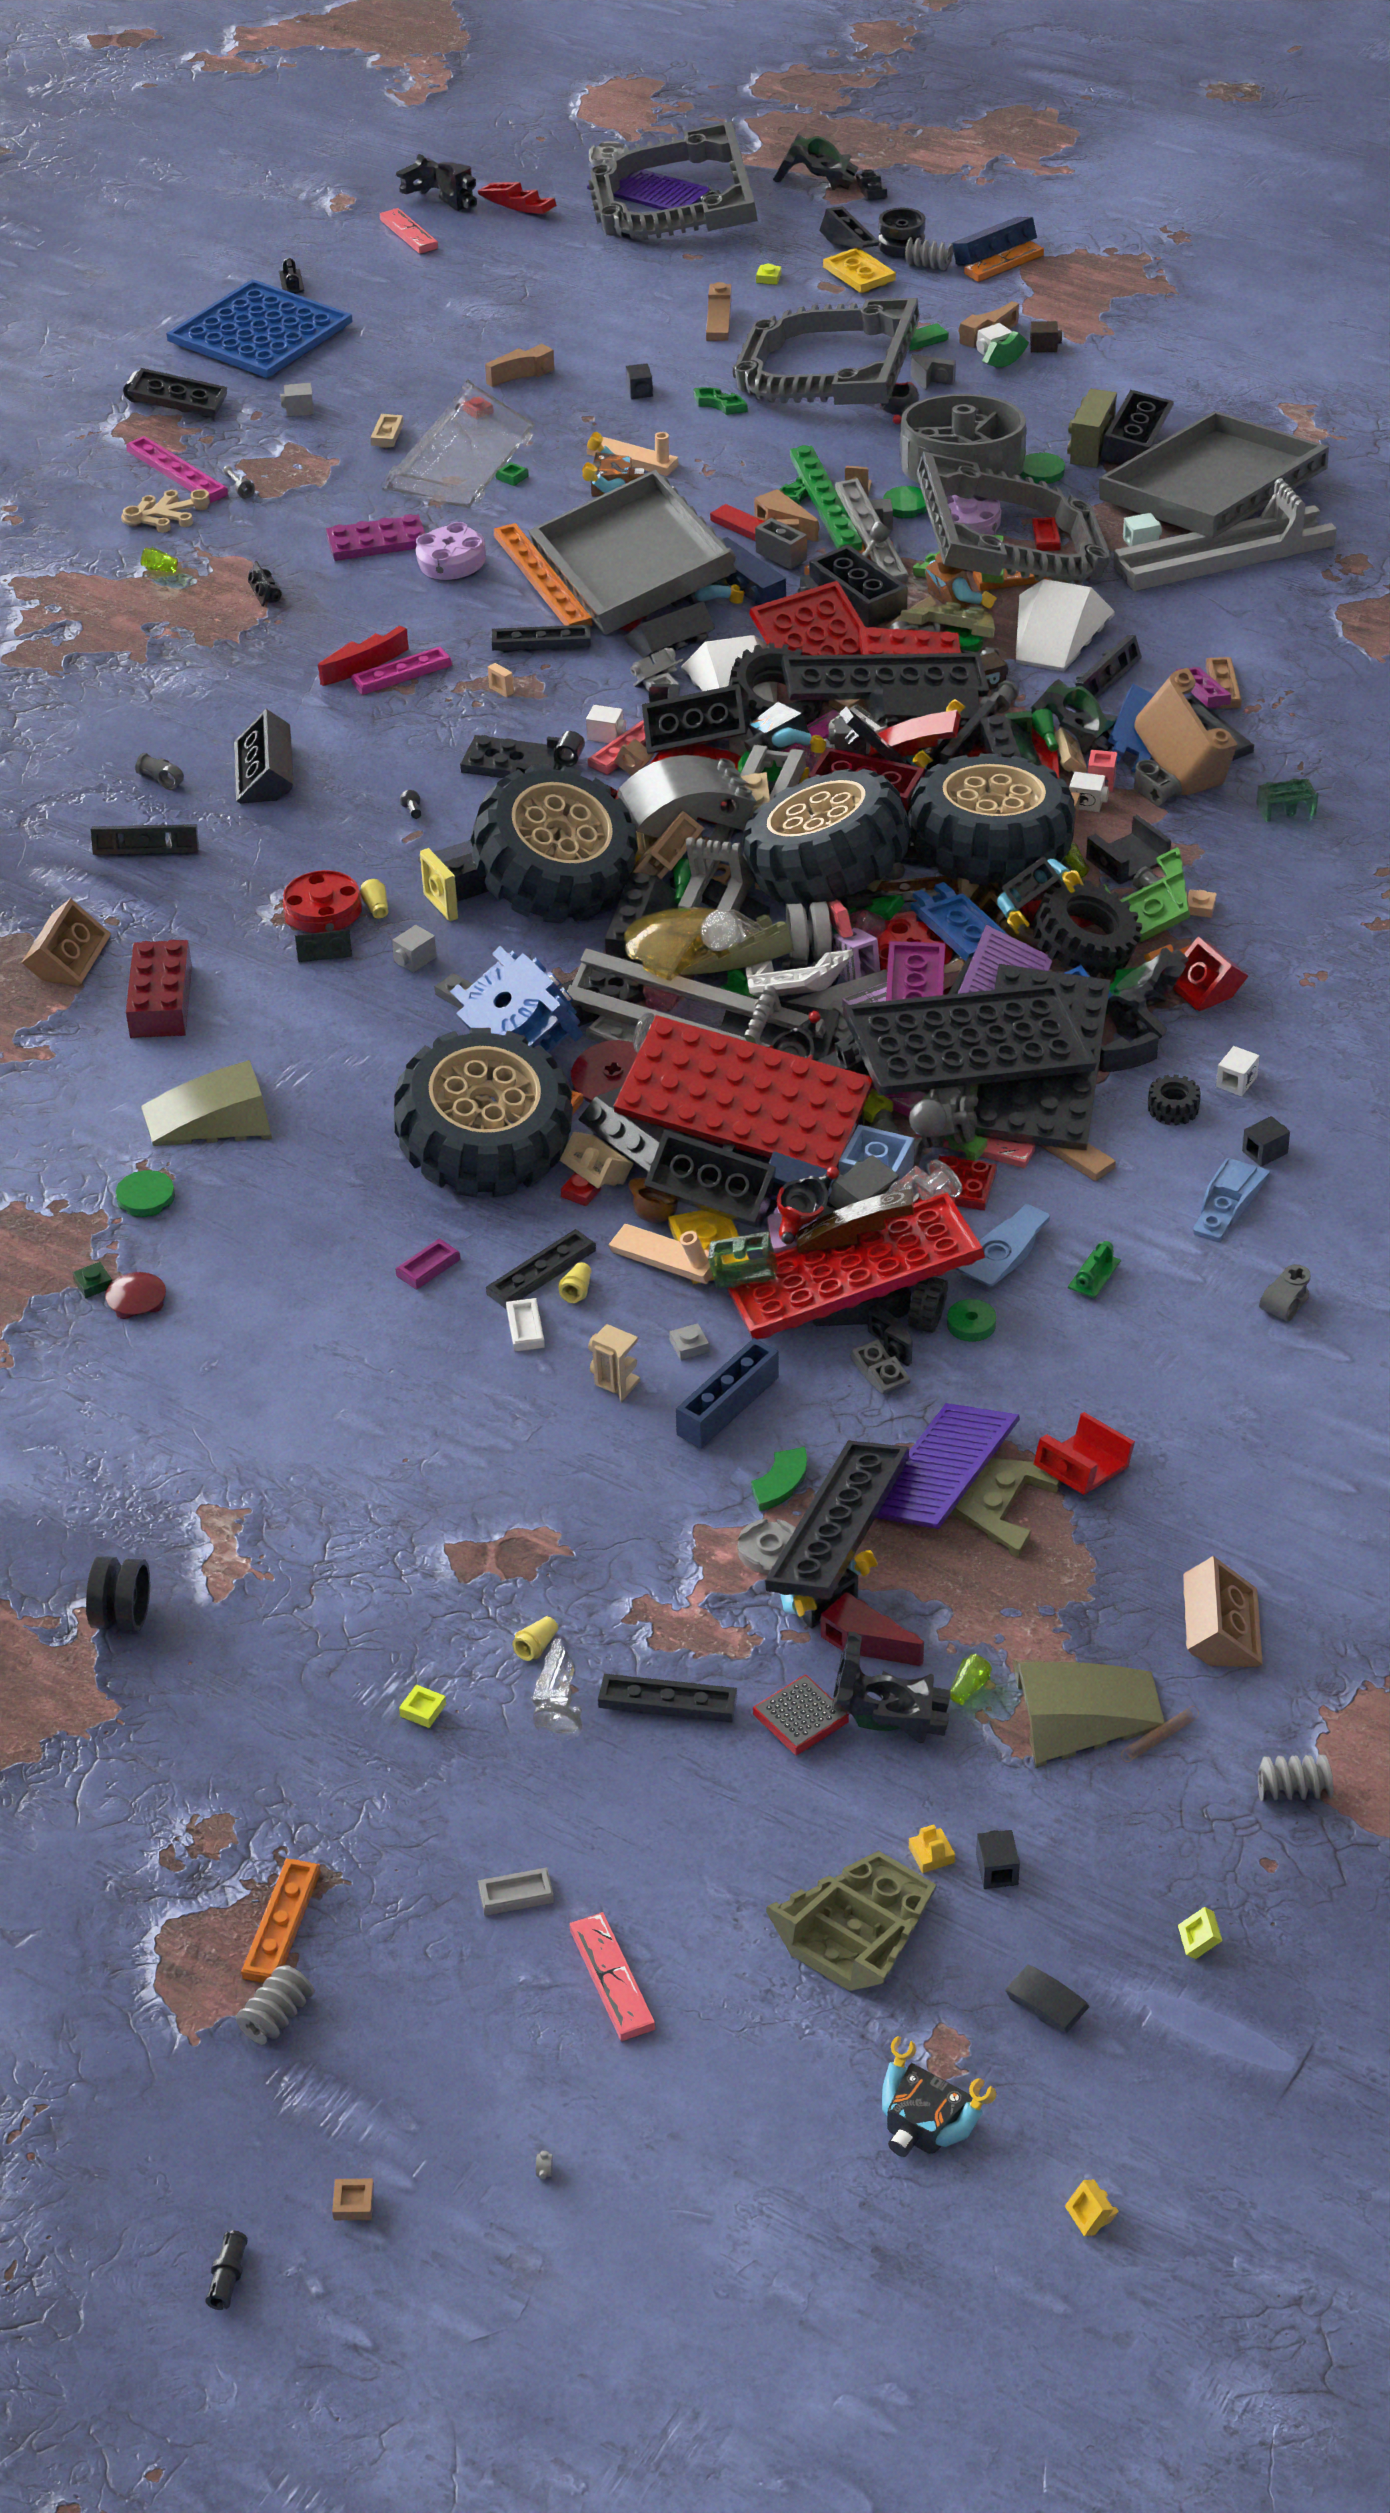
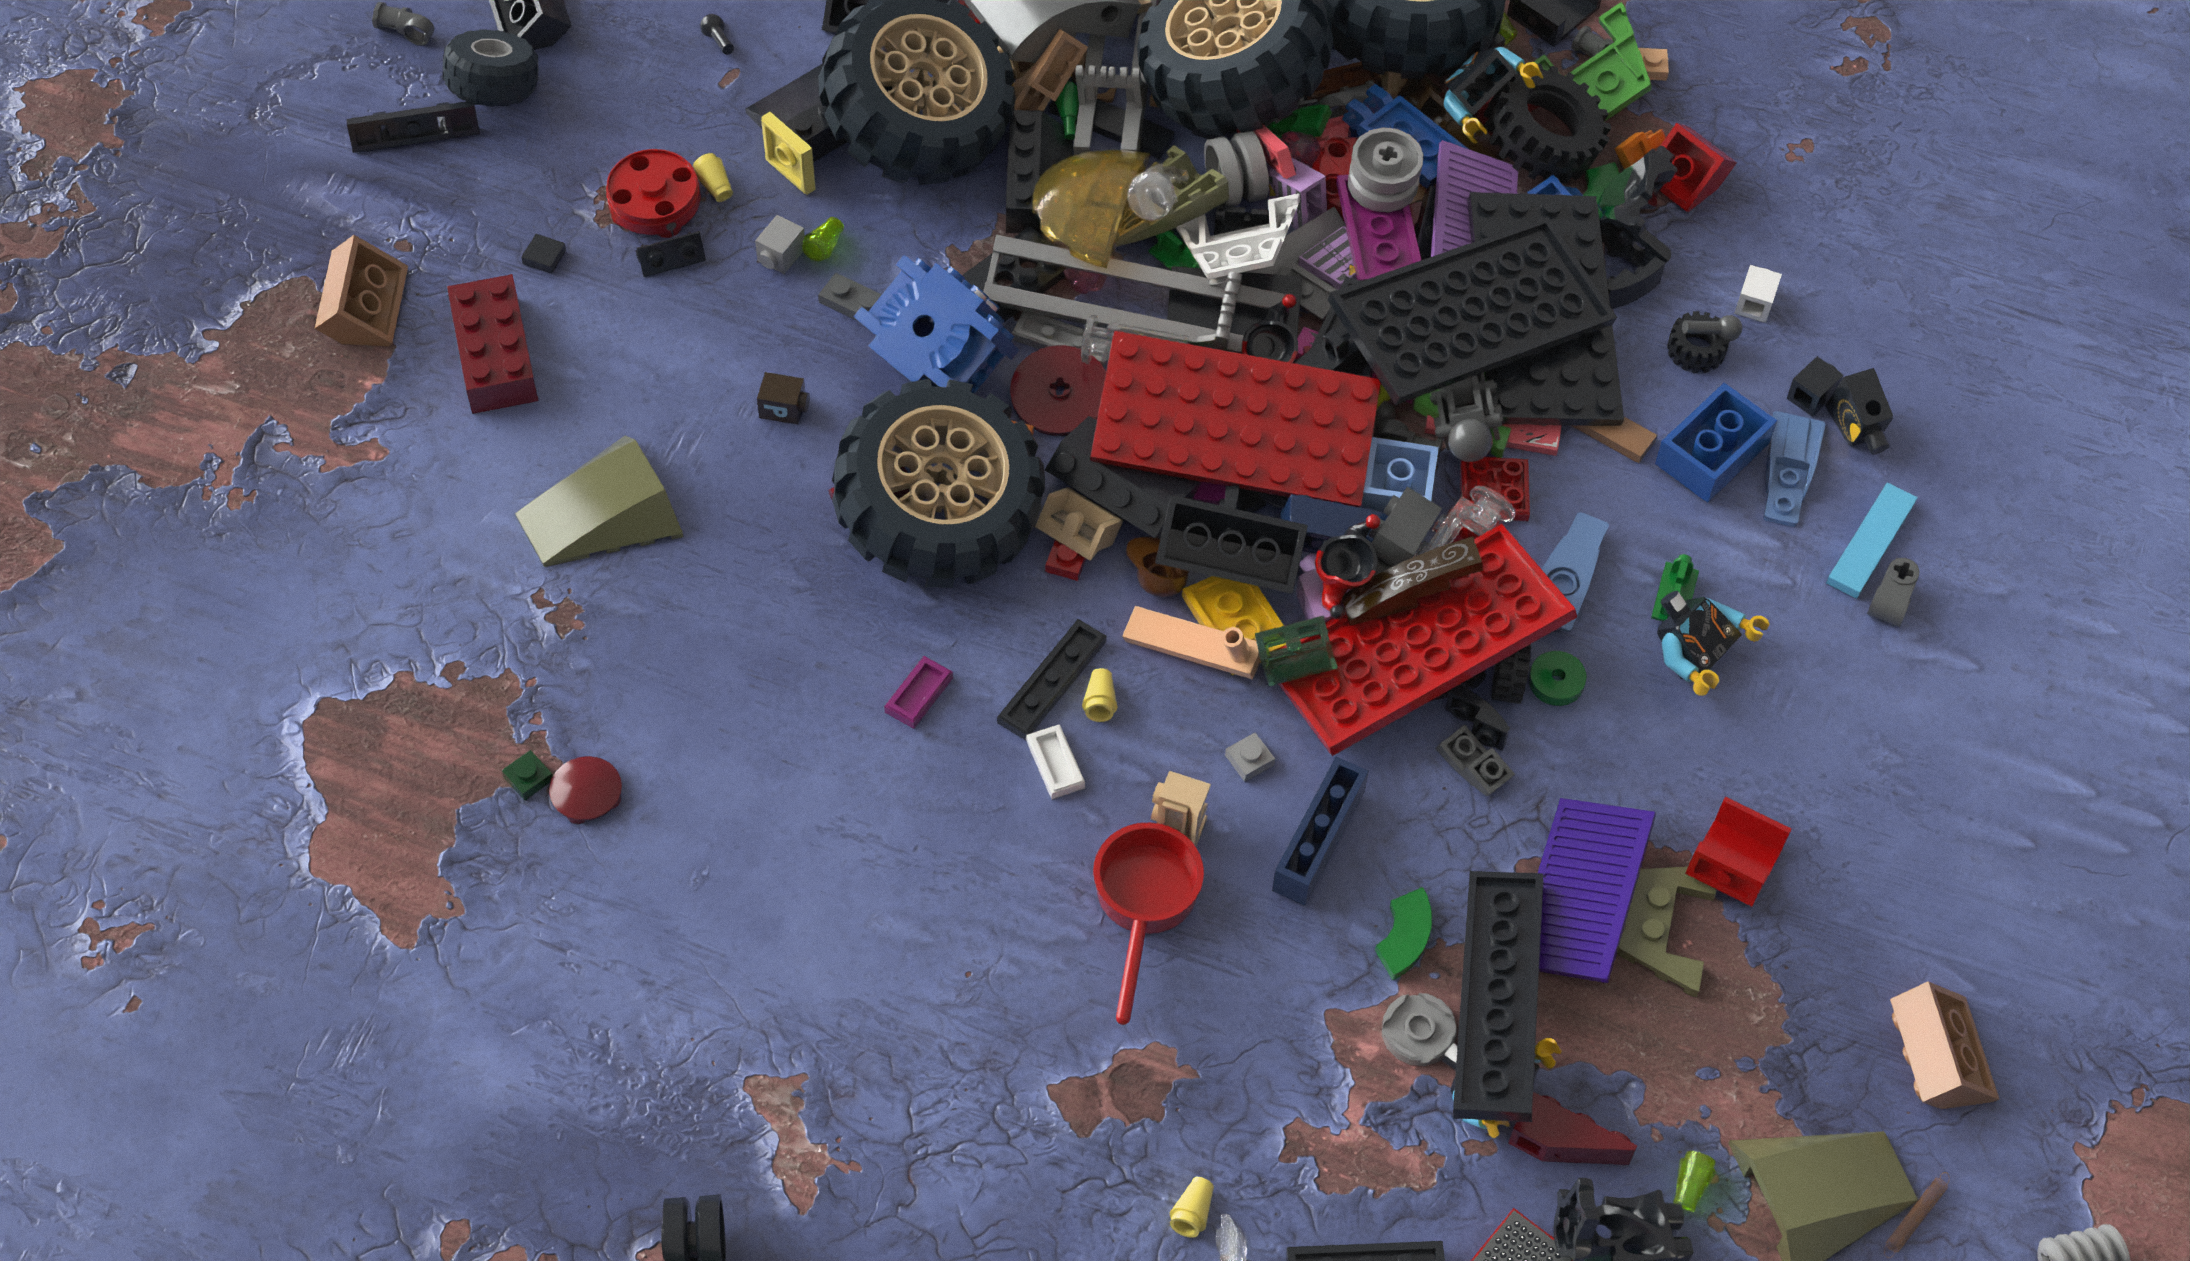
camera: 15 degrees left, 15 degrees up
(145, 1193) = (555, 640): green tile -> none
(216, 802) = (490, 67): none -> black wheel
(221, 936) = (543, 253): none -> black tile
(380, 1051) = (782, 398): none -> dark brown brick
(449, 950) = (822, 240): none -> clear neon green cone
(567, 1411) = (1146, 884): none -> red piece
(926, 936) = (1385, 169): none -> light grey wheel
(1102, 1297) = (1699, 635): none -> torso
(1162, 1167) = (1715, 442): none -> blue brick
(1198, 1087) = (1727, 327): none -> dark grey bar
(1289, 1250) = (1871, 540): none -> medium azure tile
(1301, 1169) = (1861, 410): none -> black torso

